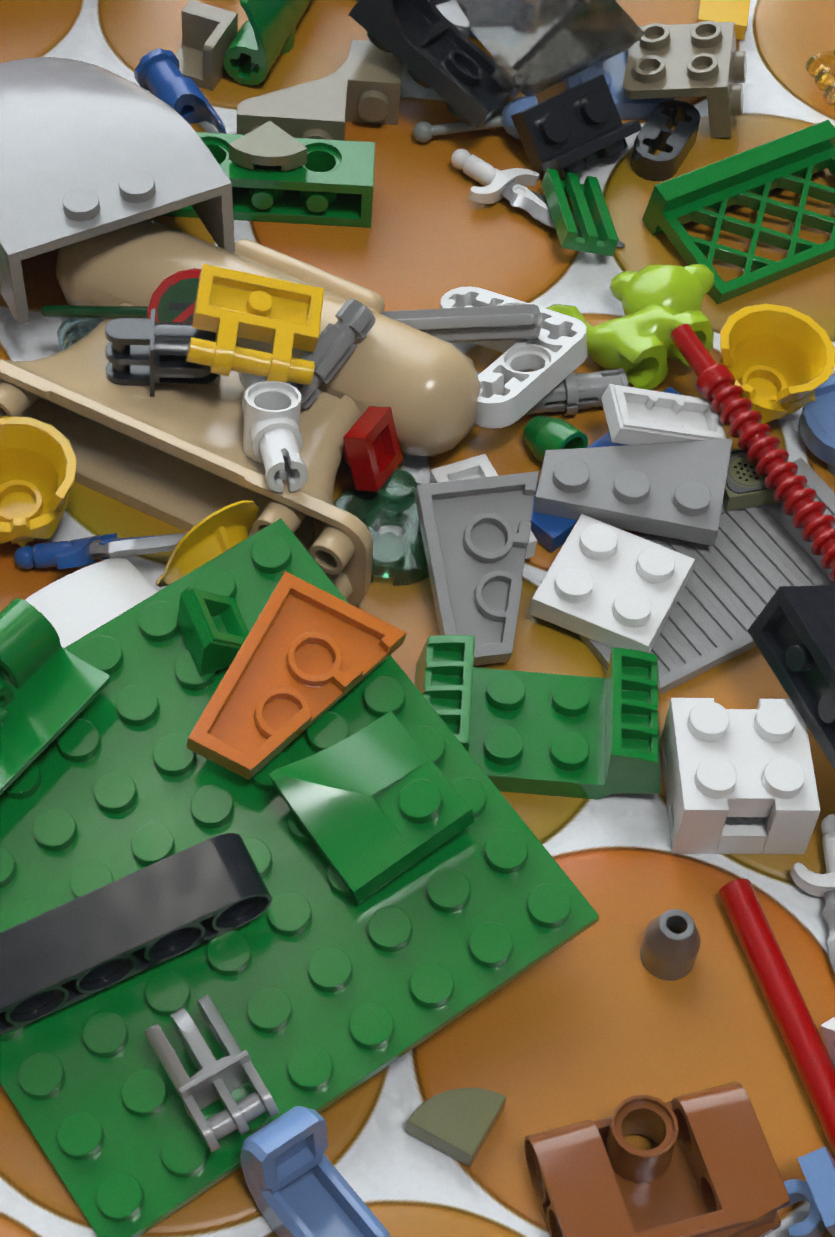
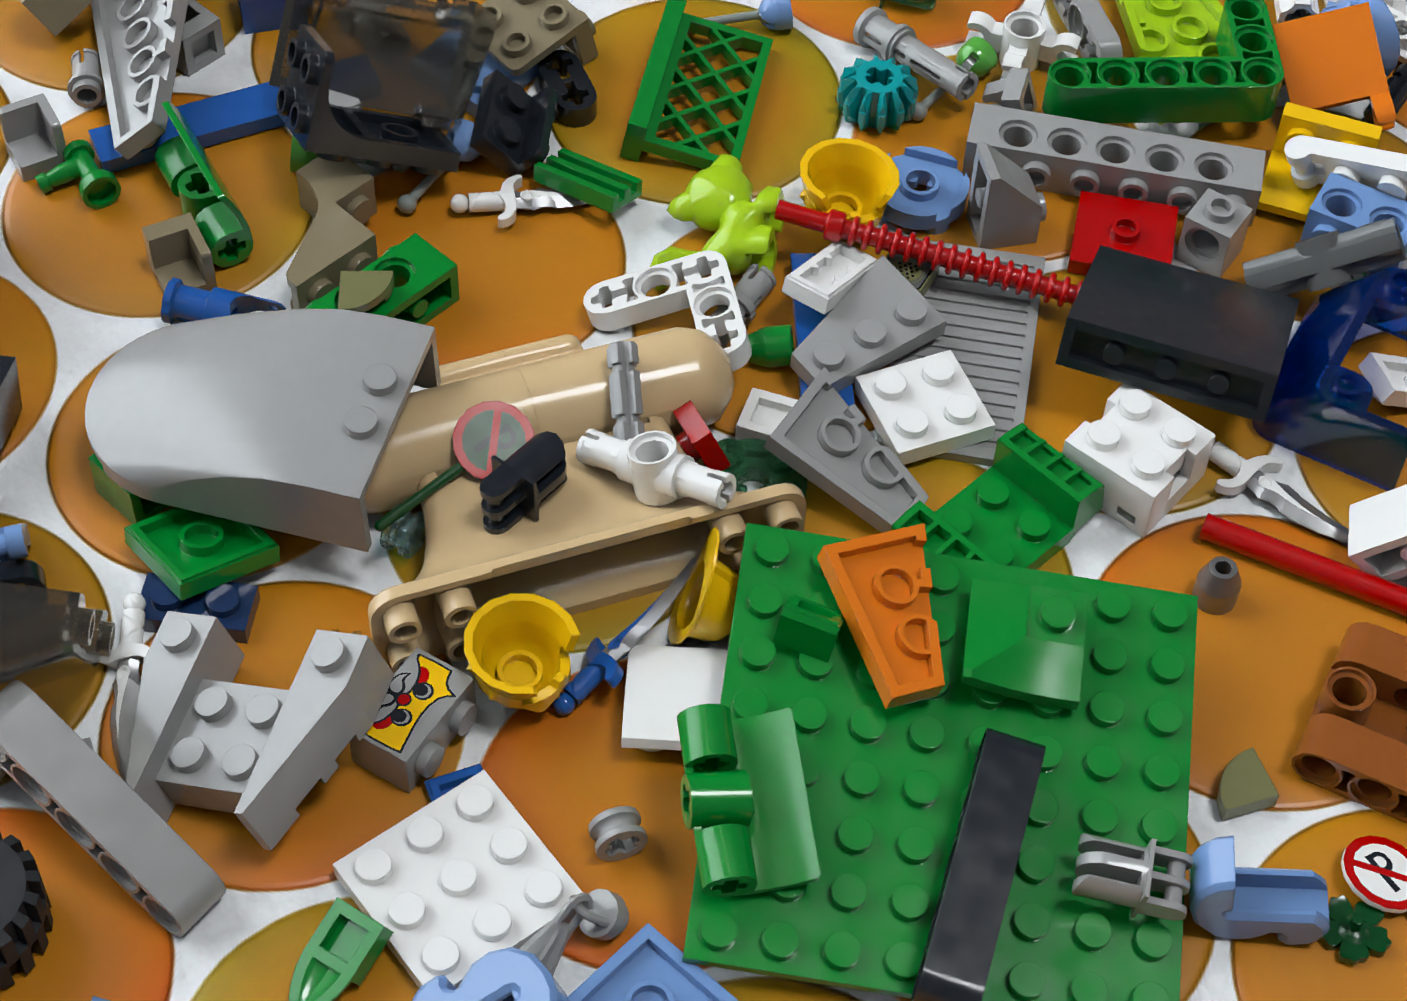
camera: 45 degrees left, 0 degrees up
(257, 310) = (573, 396): yellow plate -> none
(474, 323) = (646, 306): light grey axle -> none

